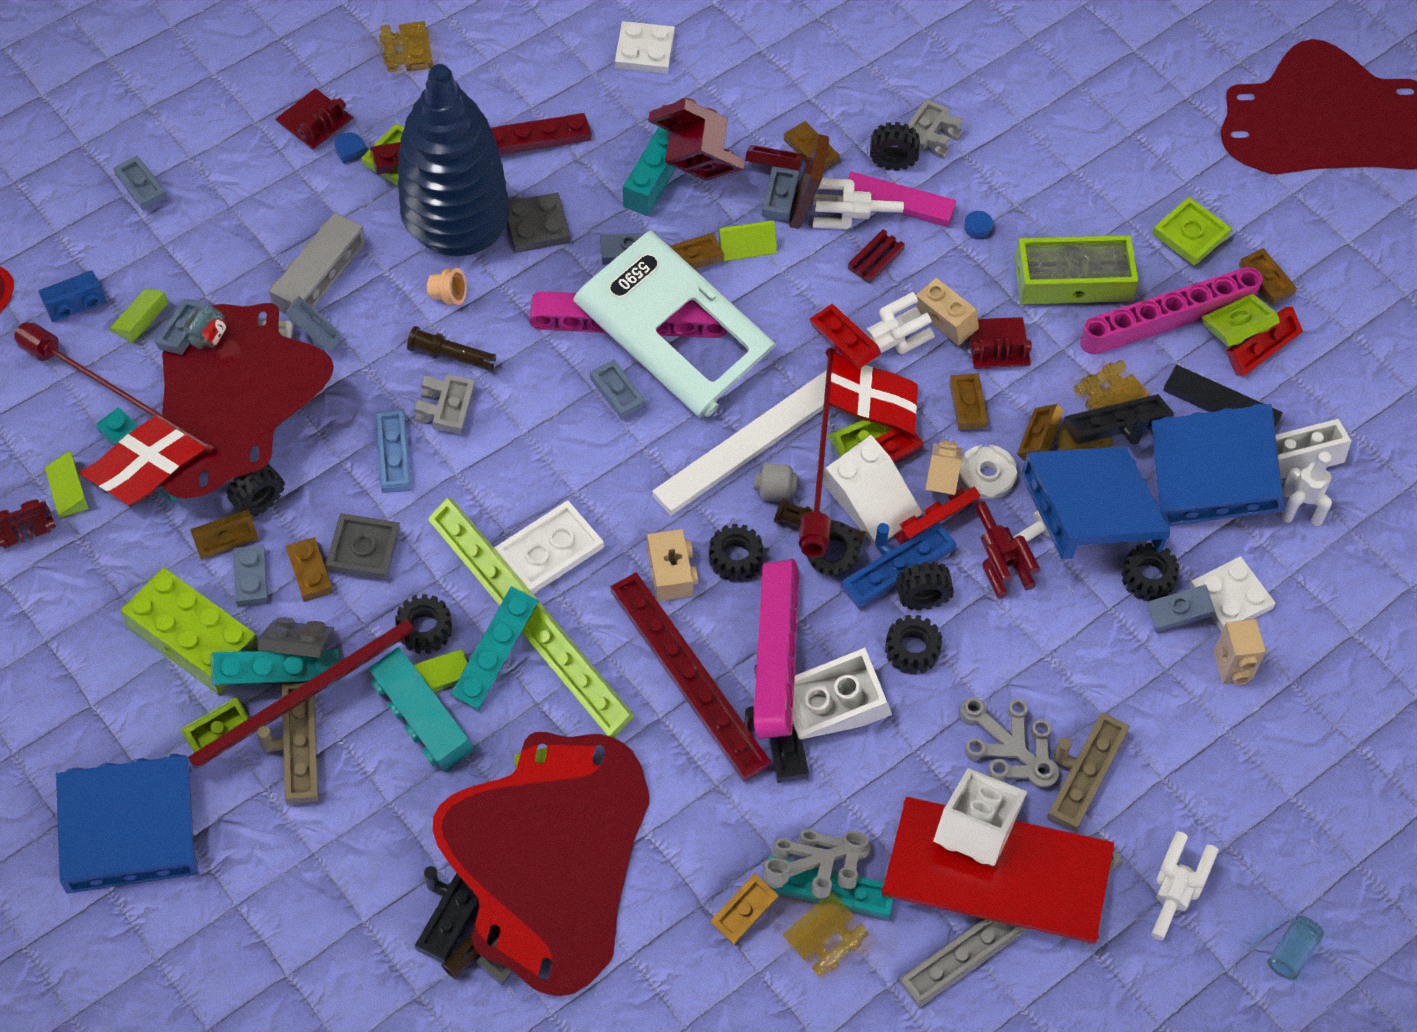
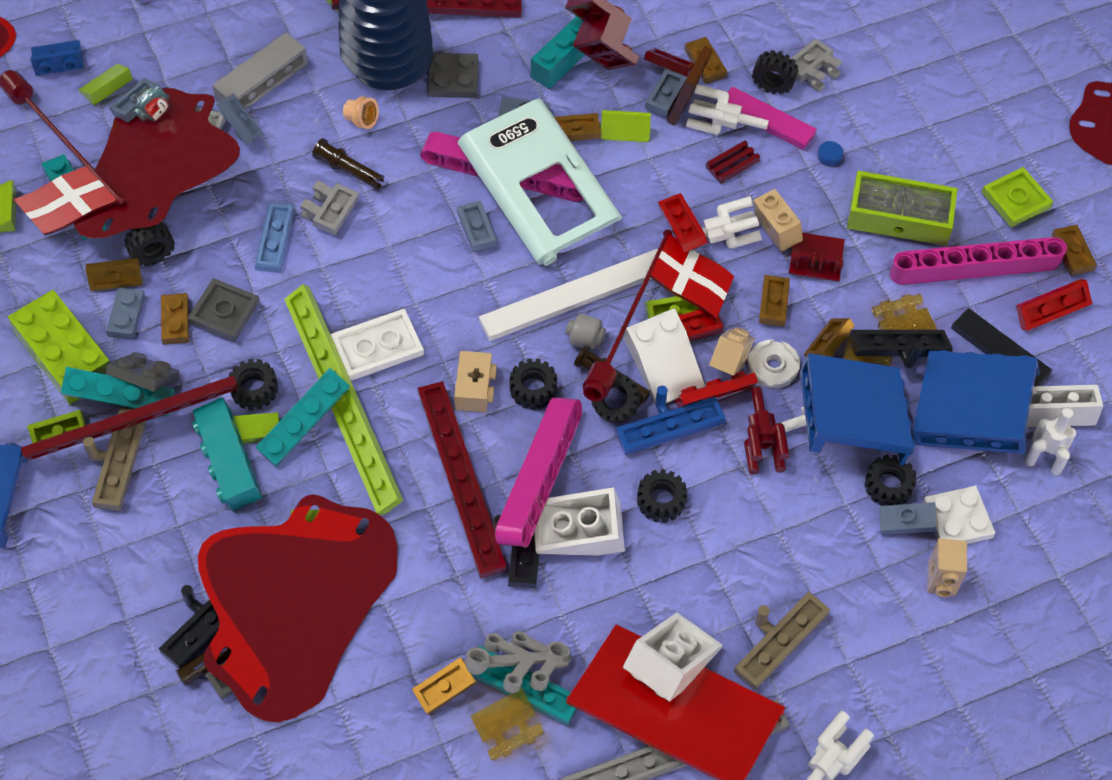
camera: 15 degrees right, 0 degrees up
(924, 586) = (685, 447): black tyre -> none
(1011, 745) = (721, 602): light grey plant -> none
(1240, 320) = (1036, 281): lime plate -> none

